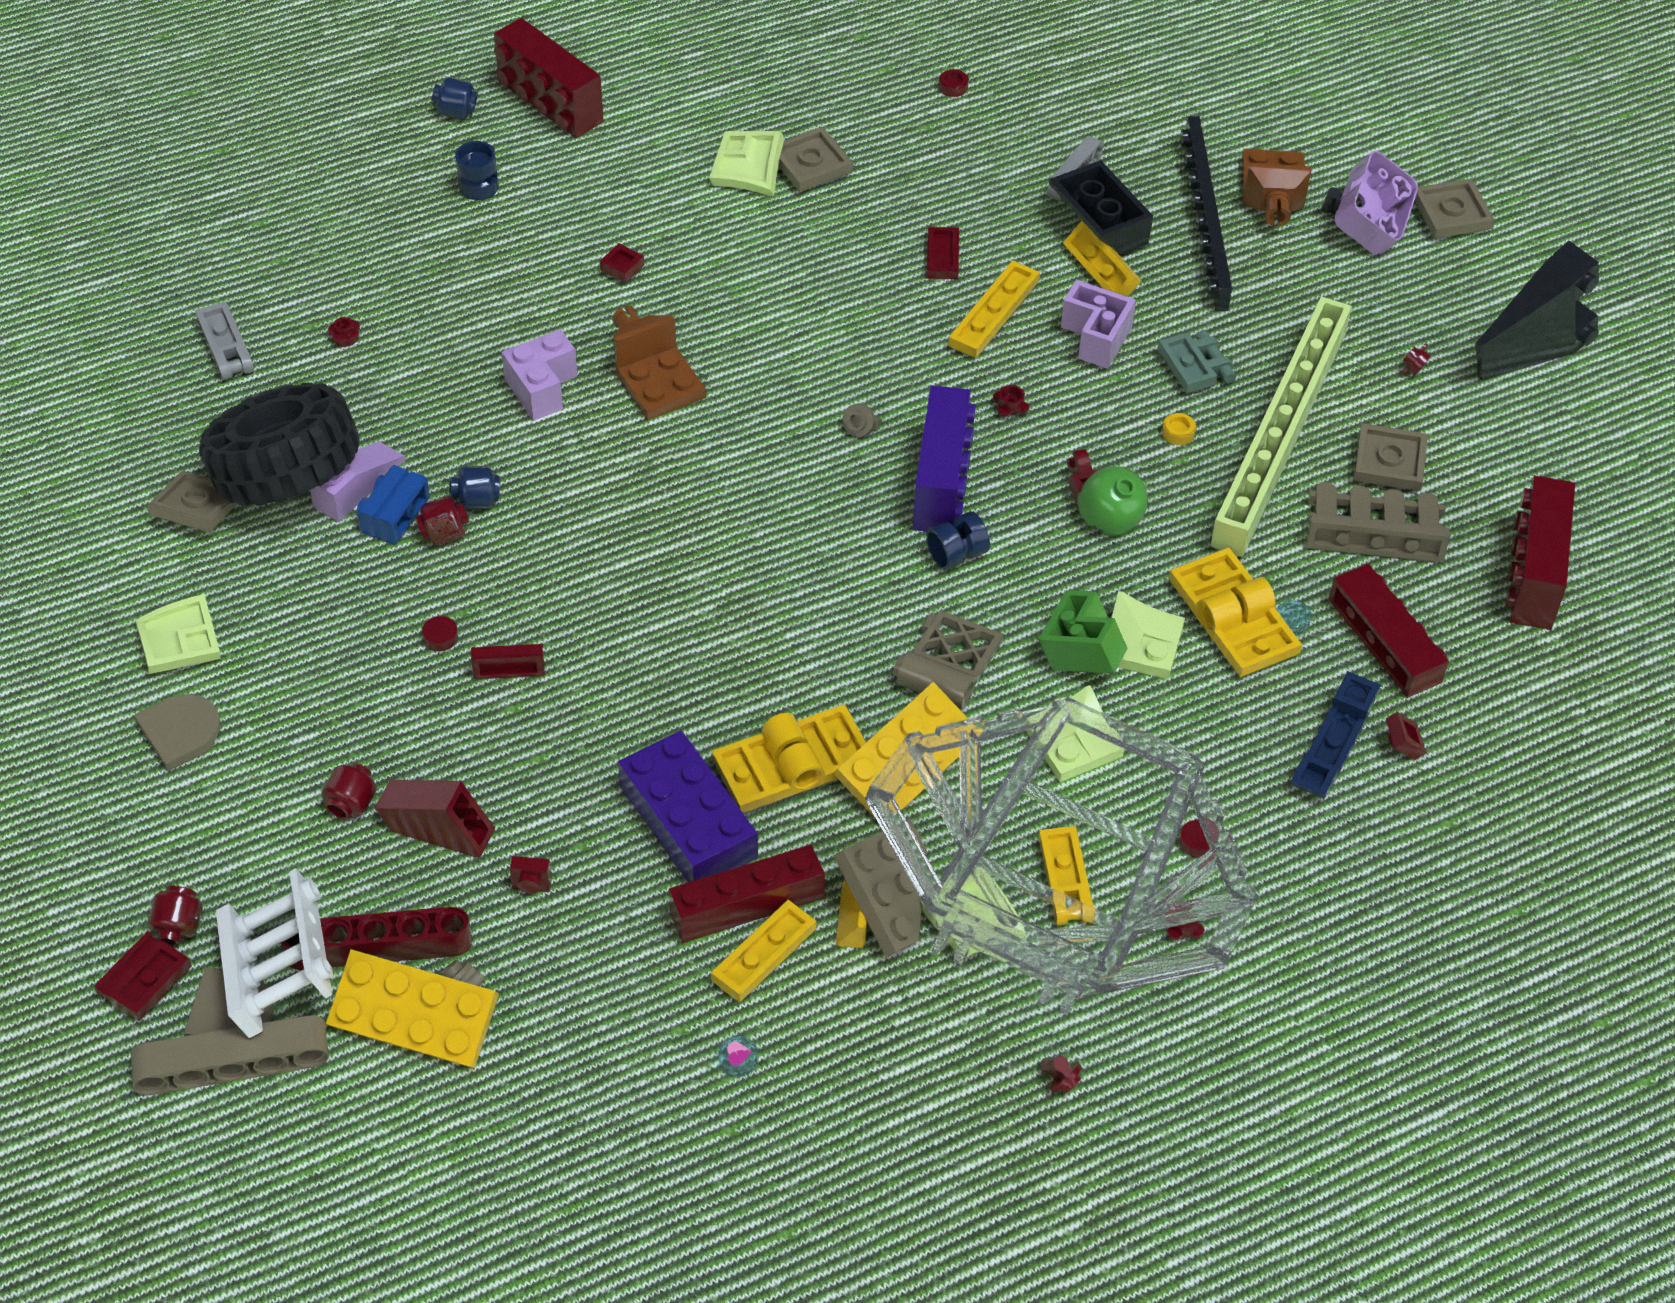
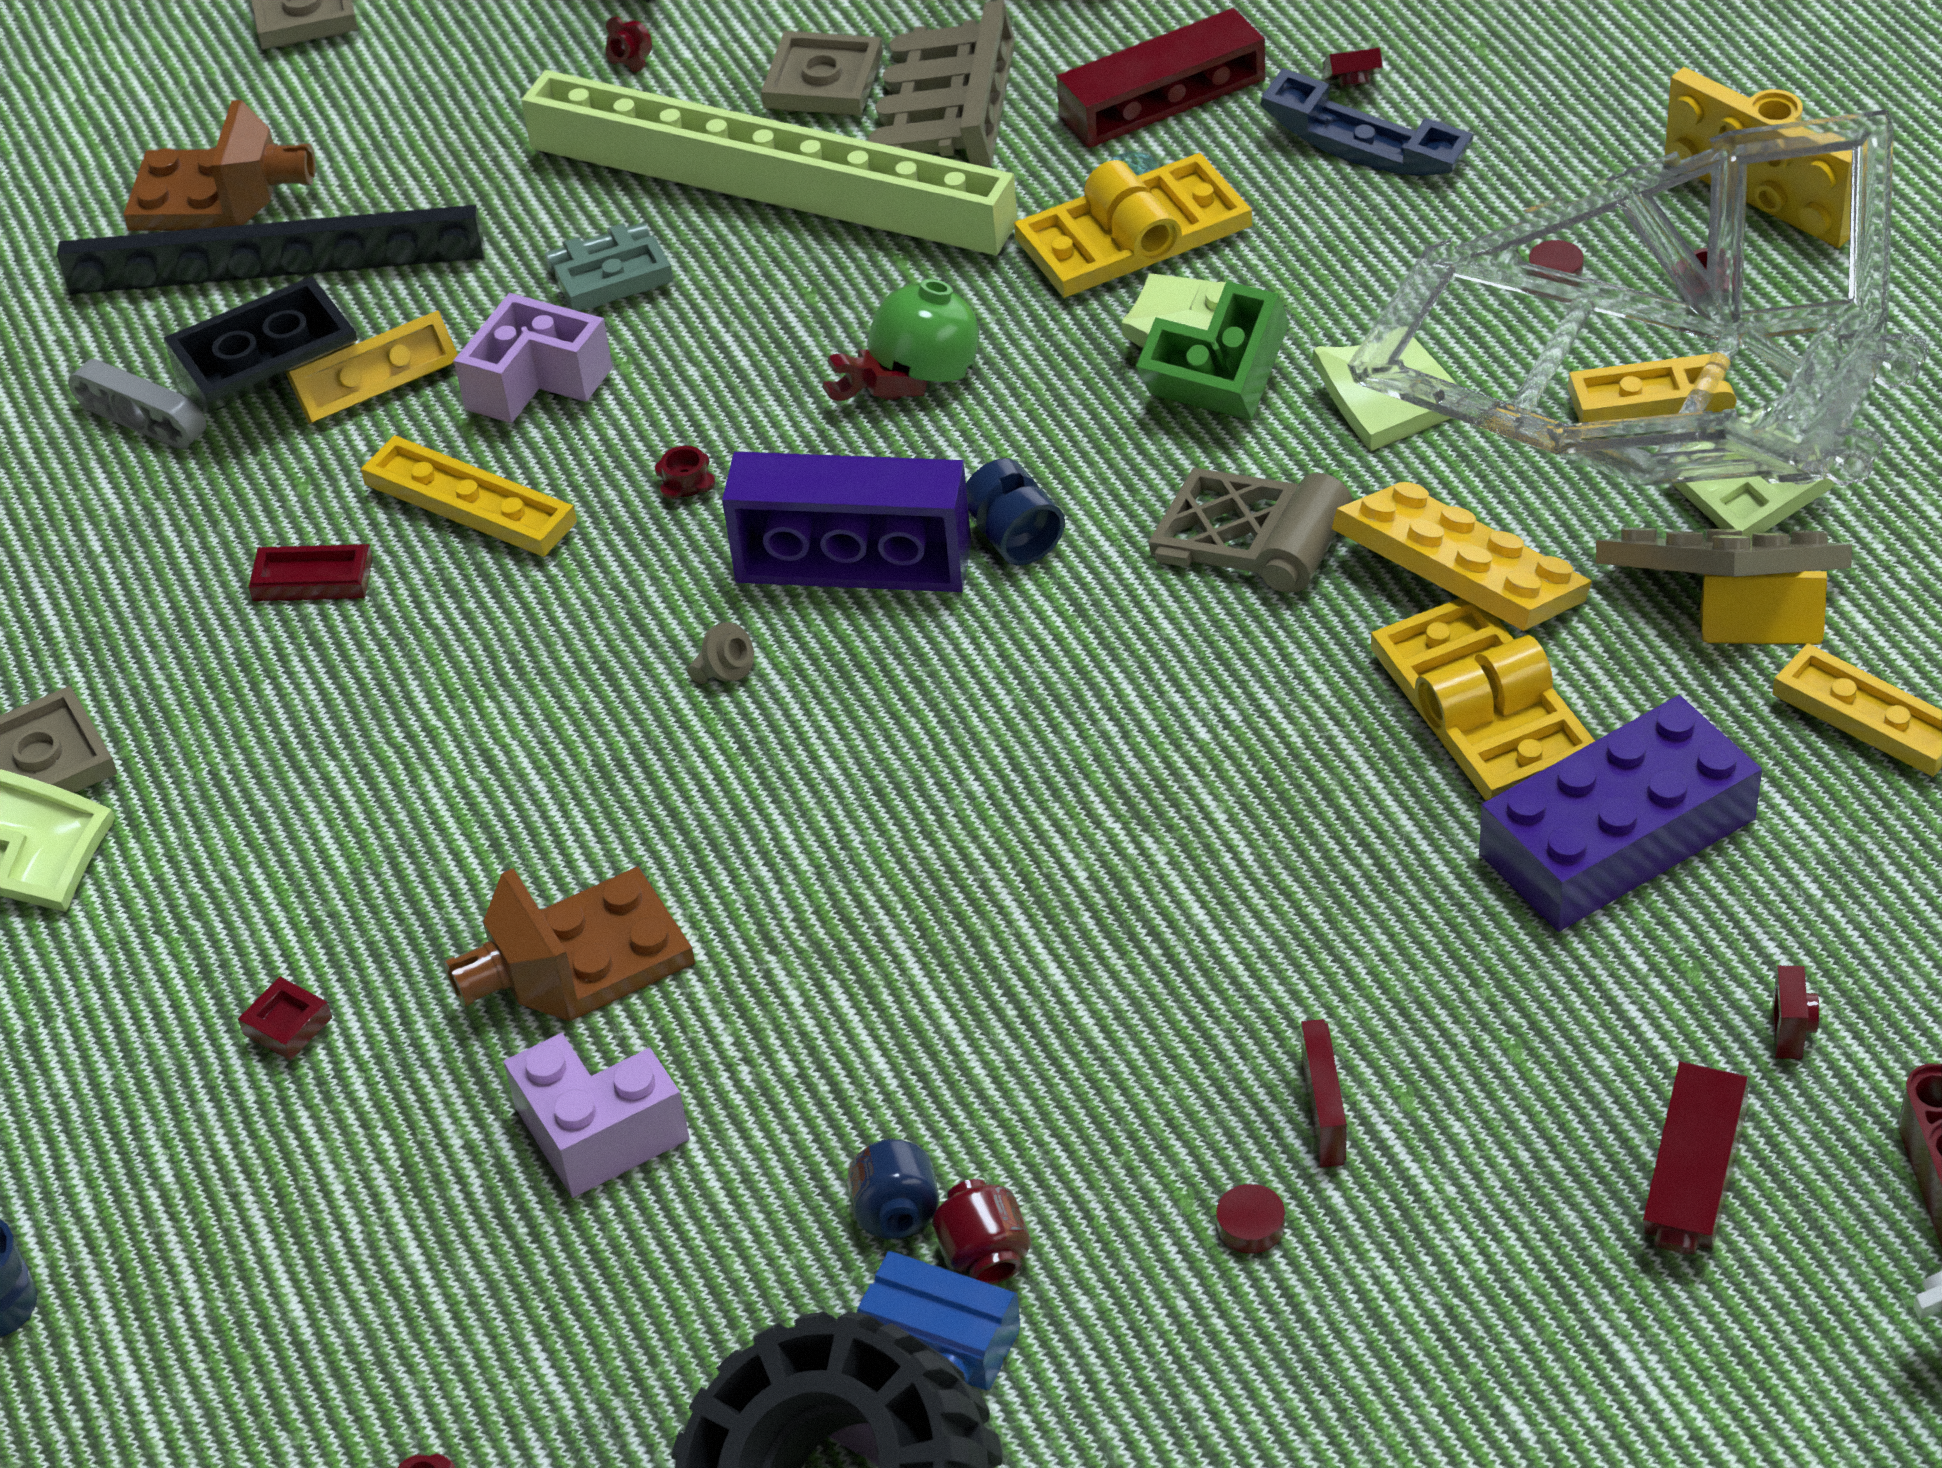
camera: 85 degrees left, 5 degrees down
(348, 791) = (1661, 1299): dark red head -> none
(746, 893) = (1778, 726): dark red brick -> none
(1179, 429) = (749, 289): yellow tile -> none
(1285, 955) = (1801, 191): none -> yellow plate
(1332, 201) = (281, 111): black plate -> none
(1386, 203) = (299, 59): lavender axle -> none

